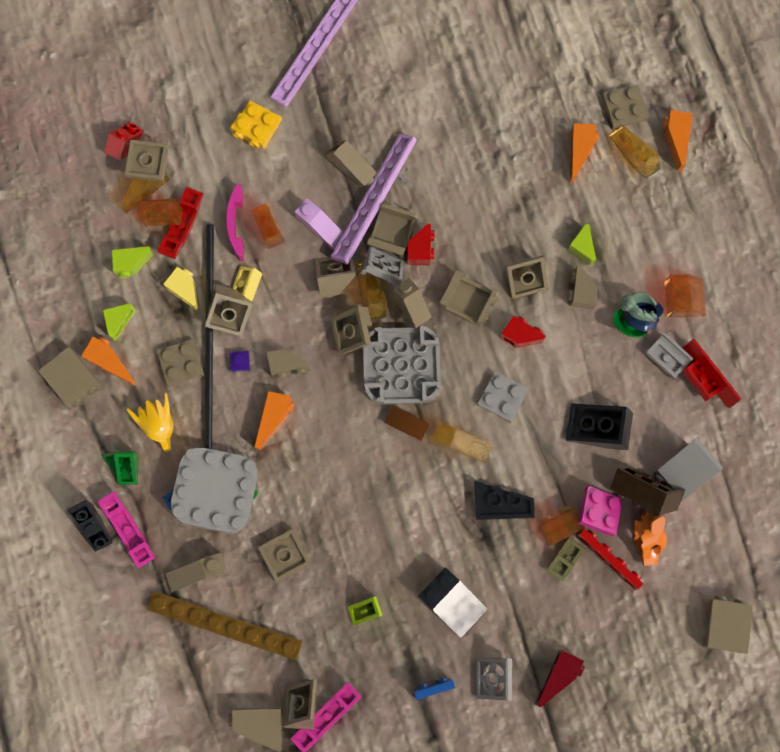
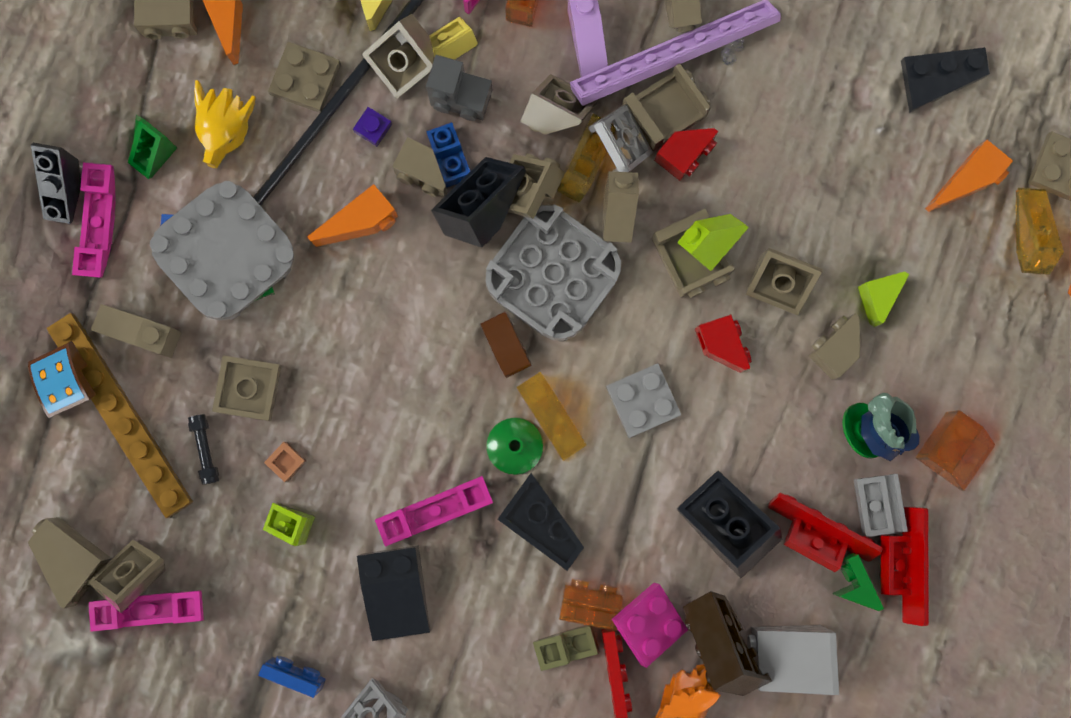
camera: 35 degrees right, 5 degrees up
(178, 630) = (59, 379): none -> slope
(273, 597) = (198, 425): none -> black bar
(274, 306) = (457, 91): none -> dark grey brick
(295, 344) = (448, 154): none -> blue slope
(333, 357) = (479, 202): none -> black slope
(336, 579) = (285, 461): none -> nougat tile
(439, 541) = (433, 511): none -> dark pink slope
(453, 484) = (514, 461): none -> green dish
(472, 282) = (712, 238): none -> lime slope
(522, 105) = (938, 74): none -> black wing
(651, 396) = (819, 536): none -> red bracket
(694, 407) = (861, 589): none -> green slope

